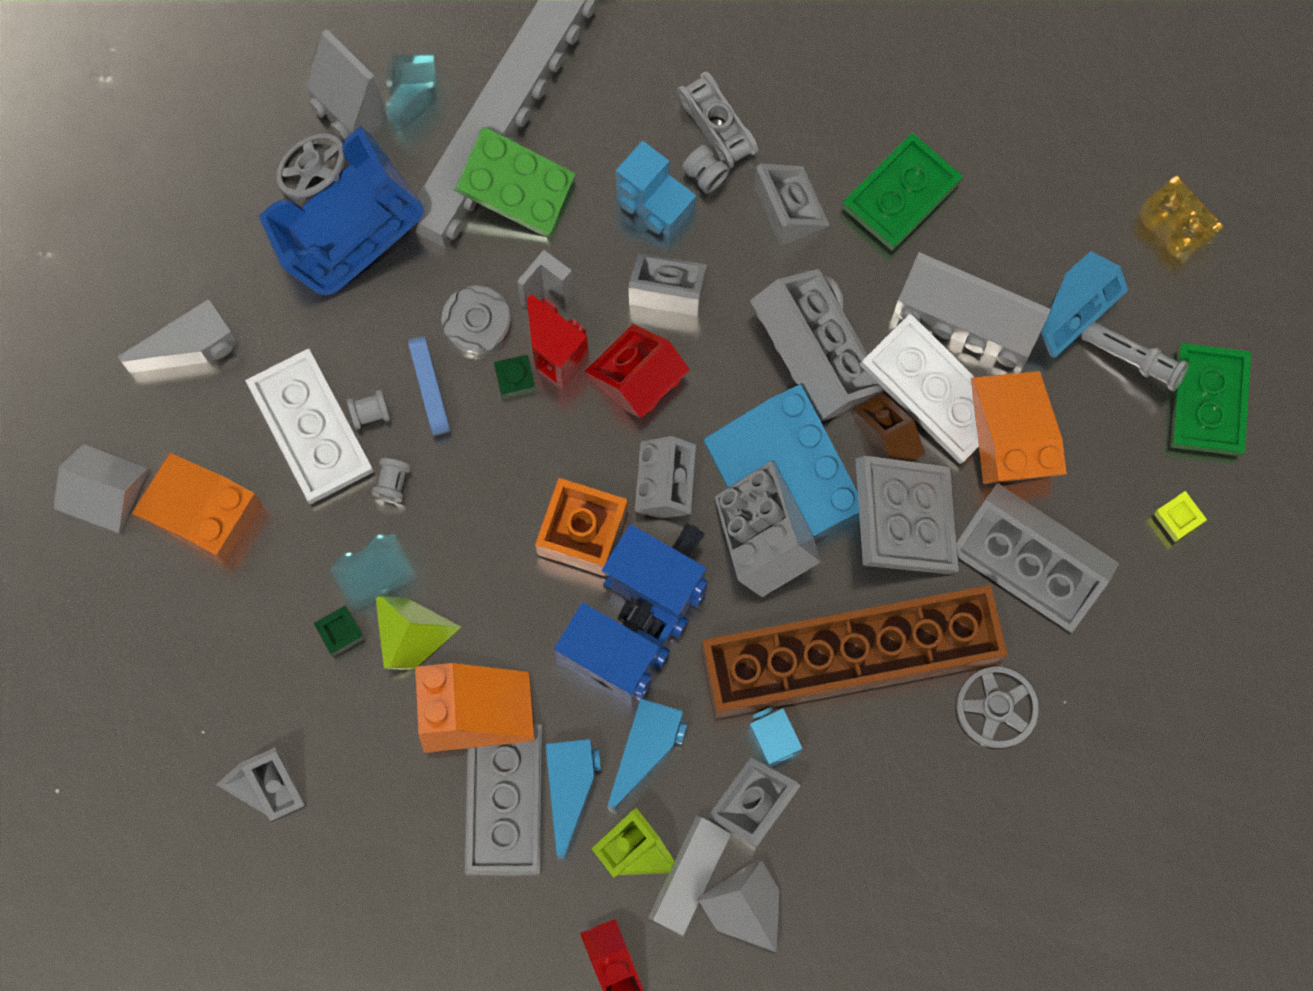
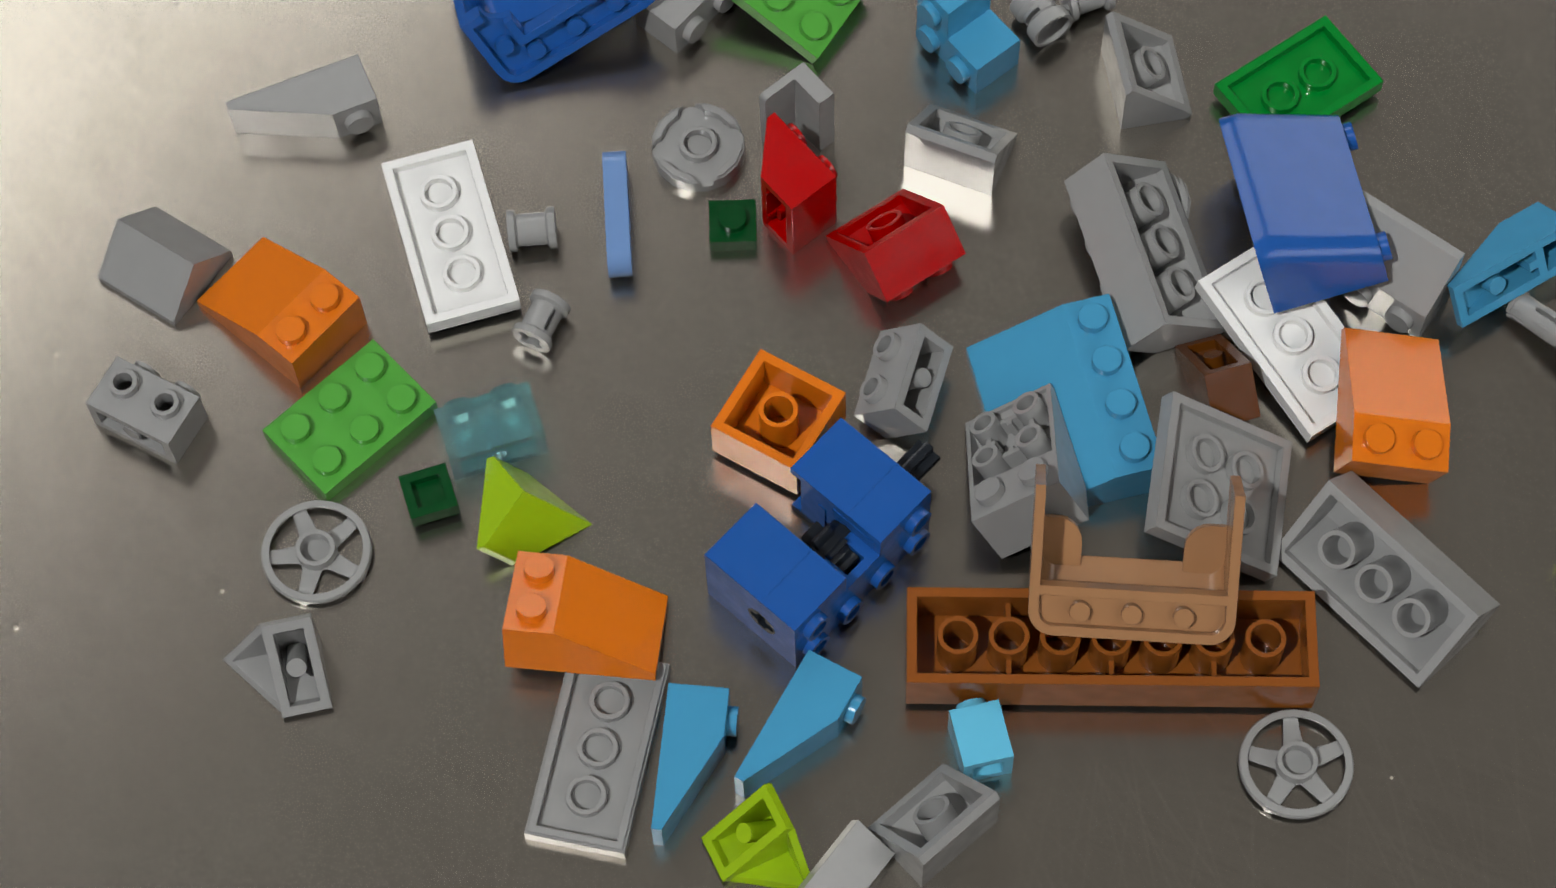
camera: 15 degrees right, 10 degrees down
(116, 606) = (147, 408): none -> light grey brick
(266, 690) = (316, 552): none -> light grey wheel
(267, 583) = (350, 420): none -> bright green plate
(868, 615) = (1134, 596): none -> medium nougat windscreen
(929, 291) = (1304, 206): none -> windscreen

